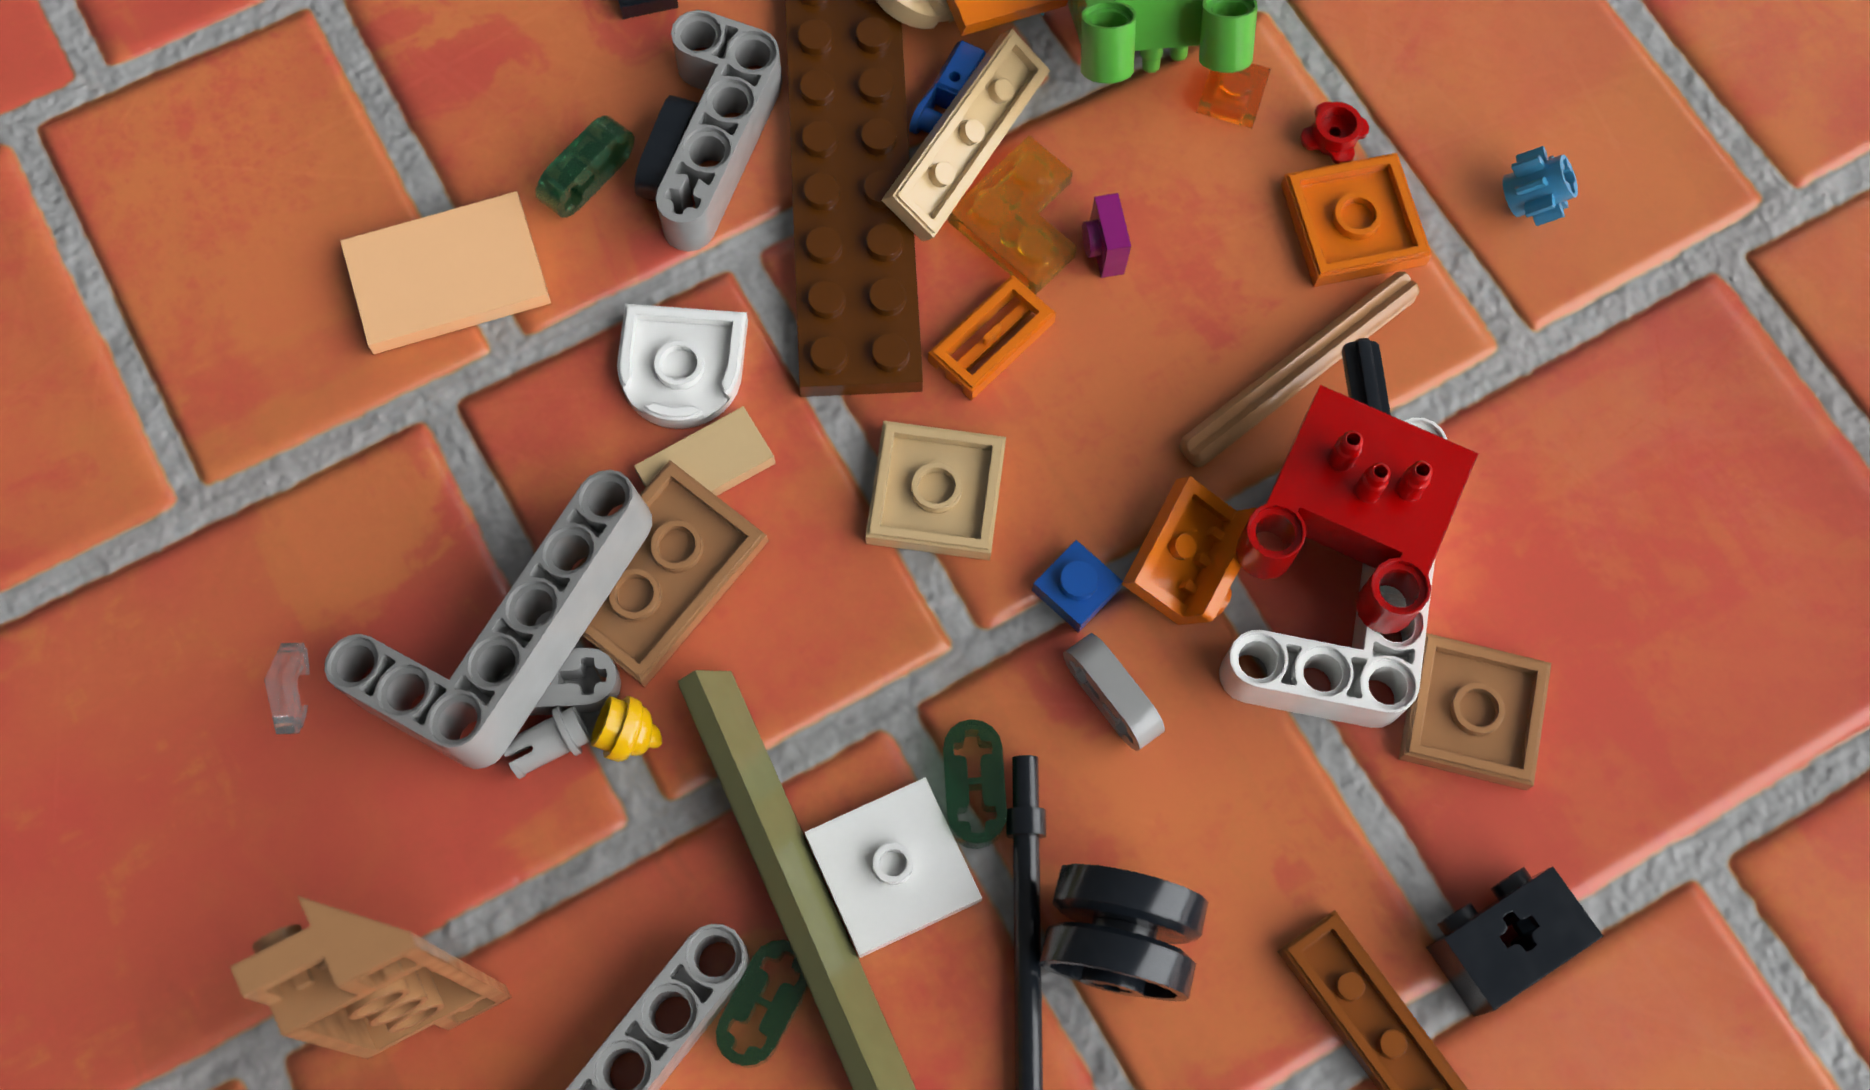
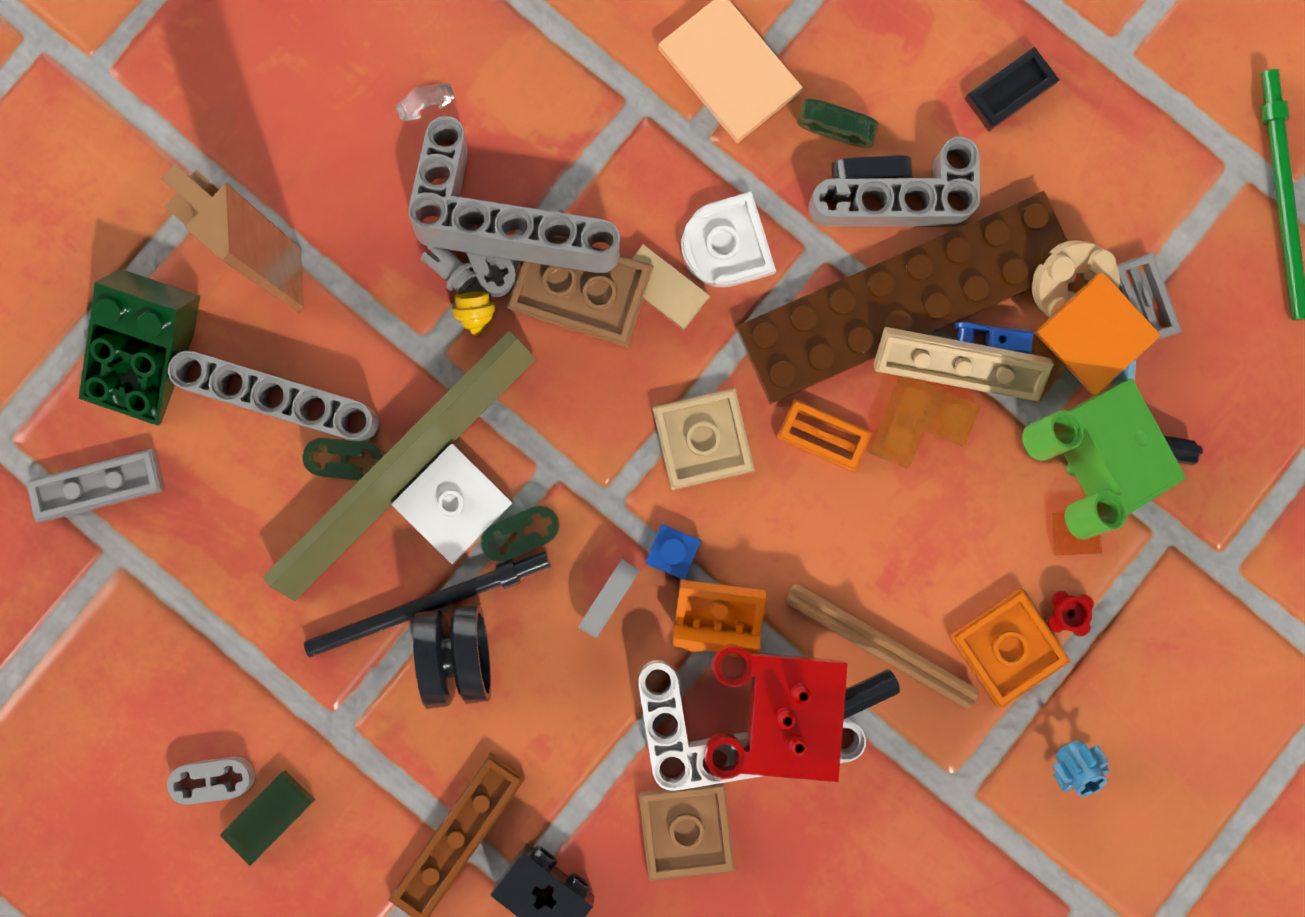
camera: 70 degrees right, 15 degrees up
(1107, 235) = (923, 484): magenta plate -> none

